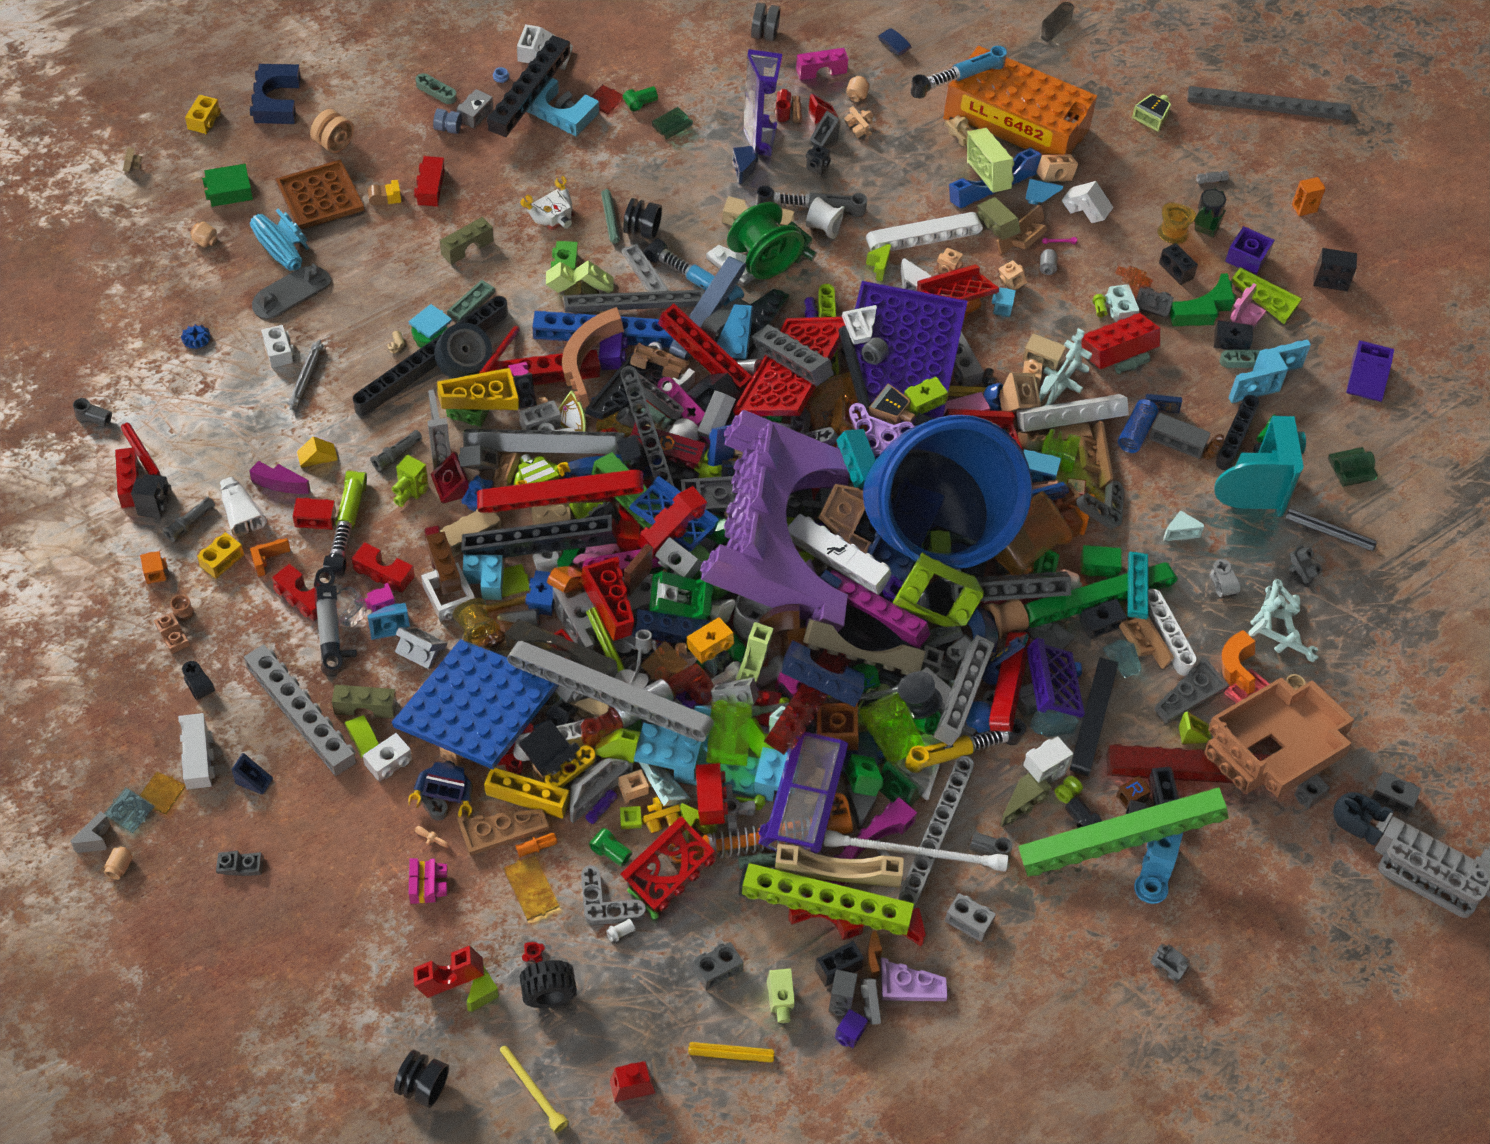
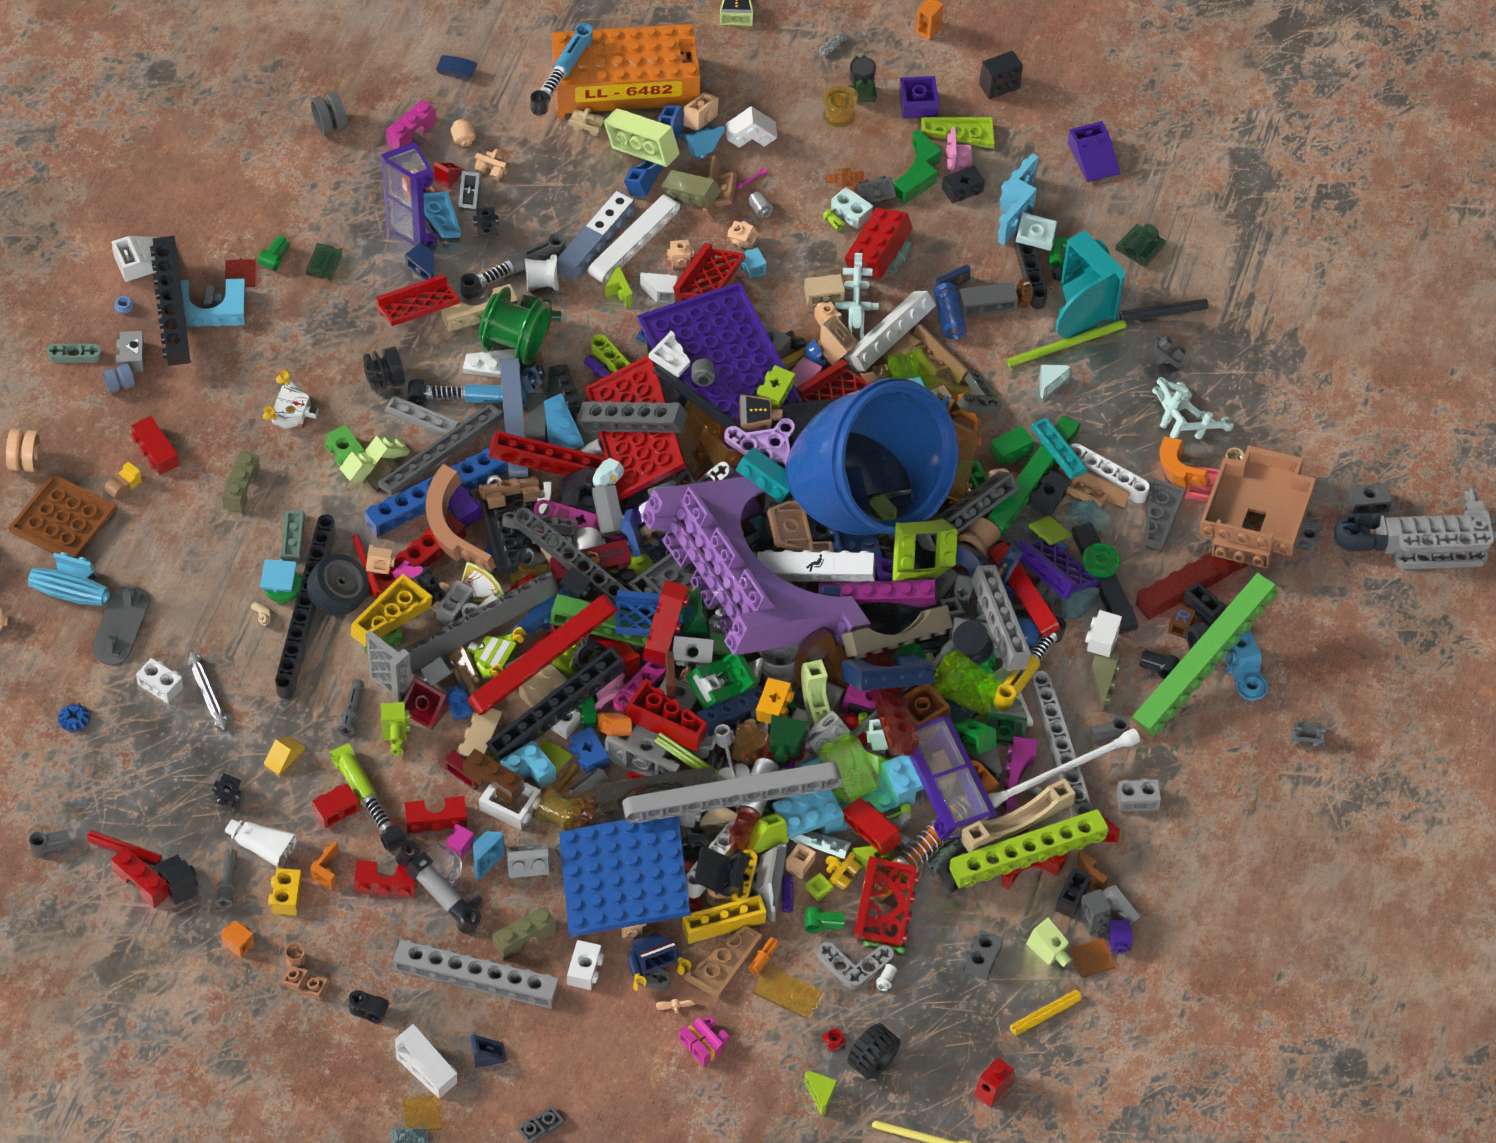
camera: 35 degrees left, 0 degrees up
(247, 452) = (226, 783): none -> black brick
(279, 479) = (275, 795): magenta slope -> none
(361, 734) = (545, 959): lime slope -> none
(435, 979) = (800, 1083): red arch -> none
(507, 350) = (379, 560): none -> light nougat brick
(610, 216) = (346, 383): sand green axle -> none
(695, 675) = (787, 737): none -> dark green torso
(705, 535) = (696, 616): none -> dark green slope
(713, 184) = (409, 296): none -> red fence
(737, 386) = (608, 473): none -> light aqua rock
(750, 287) = (532, 376): none -> dark blue slope
(788, 134) = (441, 214): none -> dark azure wing
(813, 1032) = (1092, 958): none -> clear orange piece
(894, 213) = (595, 235): none -> sand blue brick
(907, 984) = (1137, 874): lavender wing -> none
(1070, 787) = (1131, 650): lime wheel -> none
(1078, 648) = (1049, 530): none -> lime piece
(1099, 698) = (1101, 560): none -> green tile
(1178, 263) = (869, 143): black brick -> none
(1193, 730) = (1186, 542): lime slope -> none
(1221, 508) = (1066, 343): none -> lime piece
(1224, 578) = (1117, 404): light grey piece -> none
(1235, 359) = (982, 205): sand green beam -> none
(1263, 403) = (1036, 231): none -> light aqua tile

